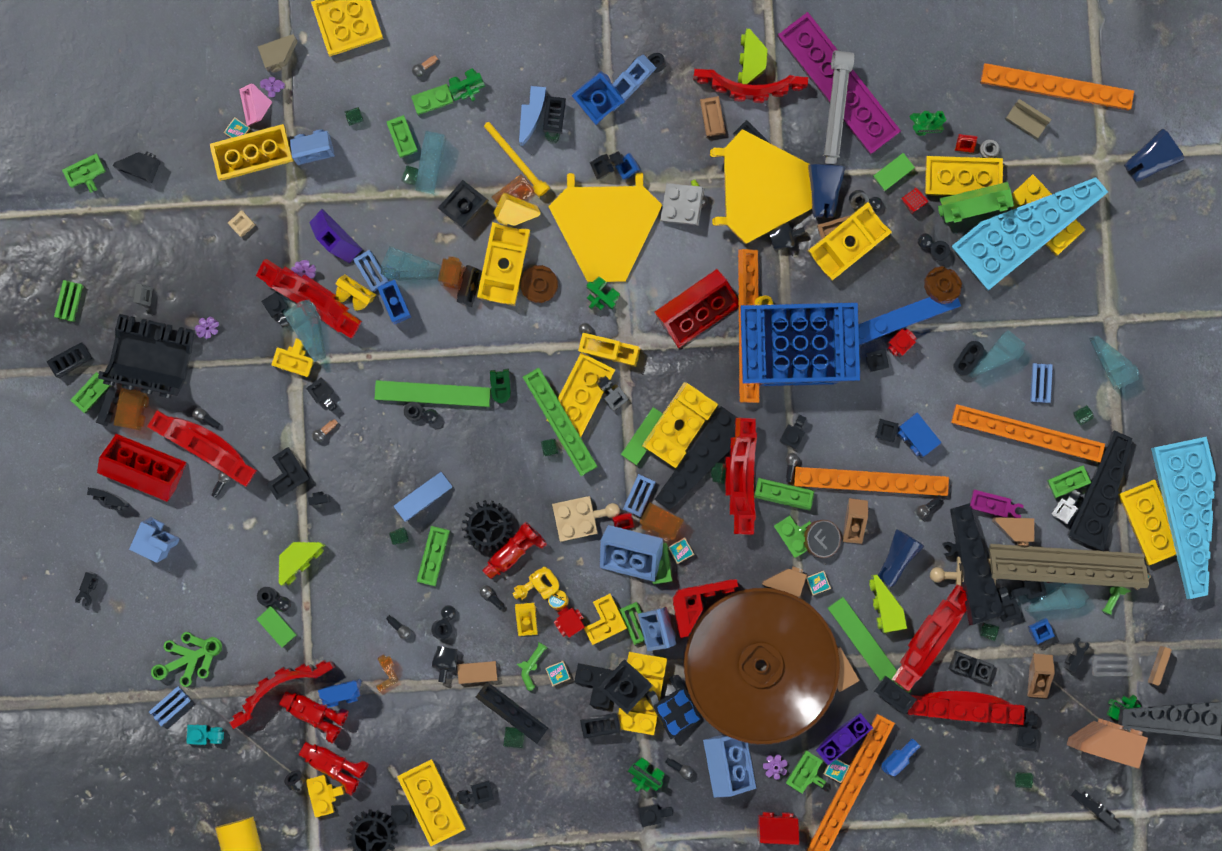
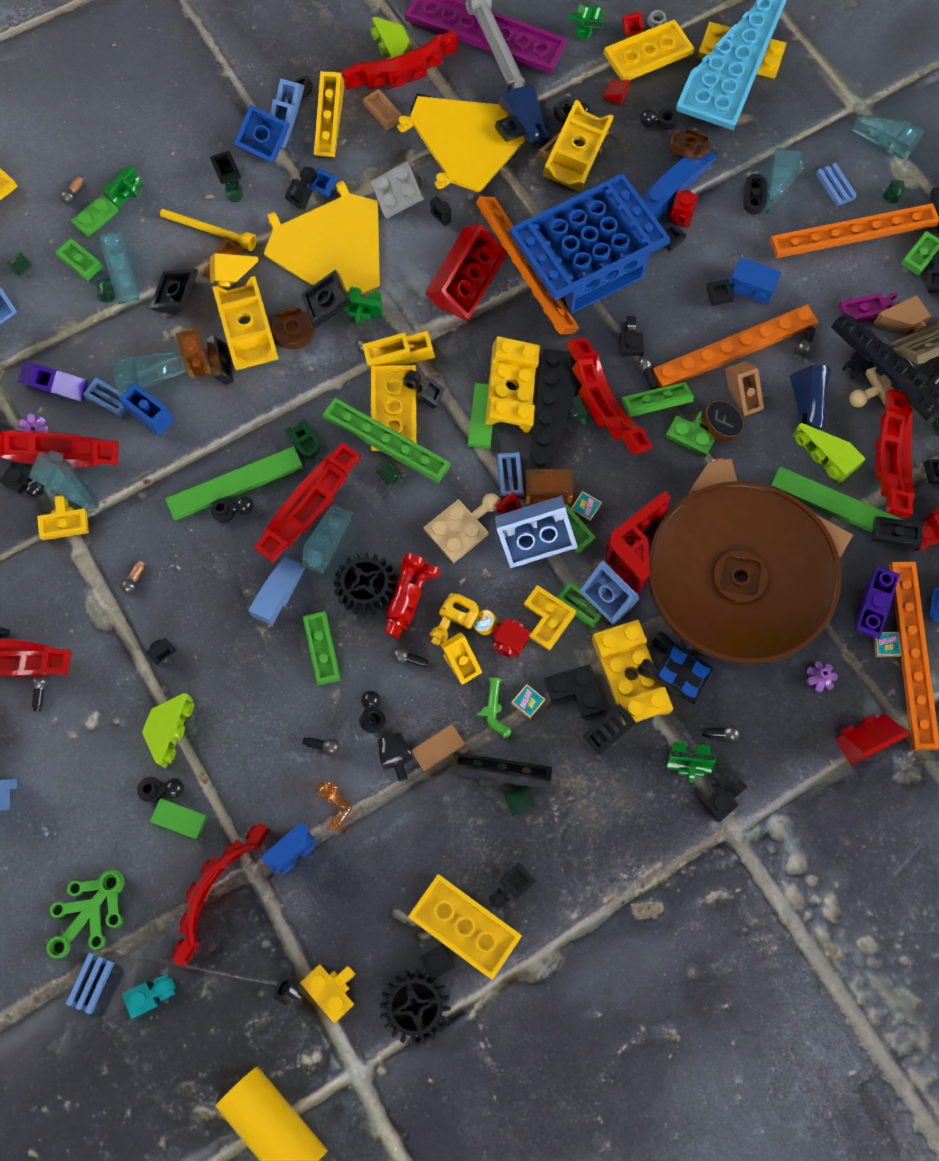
camera: 30 degrees left, 15 degrees down
(292, 474) = (117, 643): black plate -> none
(313, 713) = (271, 896): red piece -> none
(320, 392) = (110, 539): black plate -> none
(332, 765) = (324, 945): red piece -> none
(347, 286) = (88, 425): yellow tile -> none
(399, 536) = (272, 645): clear green hose -> none
(475, 442) = (307, 503): none -> red piece
(478, 475) = (325, 539): none -> clear light blue slope
(531, 113) = (202, 180): medium blue slope -> none
(575, 277) = (325, 298): none -> black tile
(625, 686) = (612, 670): black slope -> none
(663, 103) = (328, 114): none -> yellow slope
(708, 241) = (441, 210): none -> black plate
(729, 766) = (772, 699): medium blue slope -> none
(784, 237) = (513, 174): black piece -> none
(802, 196) = (509, 128): none -> black plate
(805, 772) = (858, 664): bright green plate -> none
(818, 583) = (746, 467): teal tile -> none
(893, 172) = (581, 77): bright green tile -> none
(976, 202) = (675, 59): bright green brick -> none

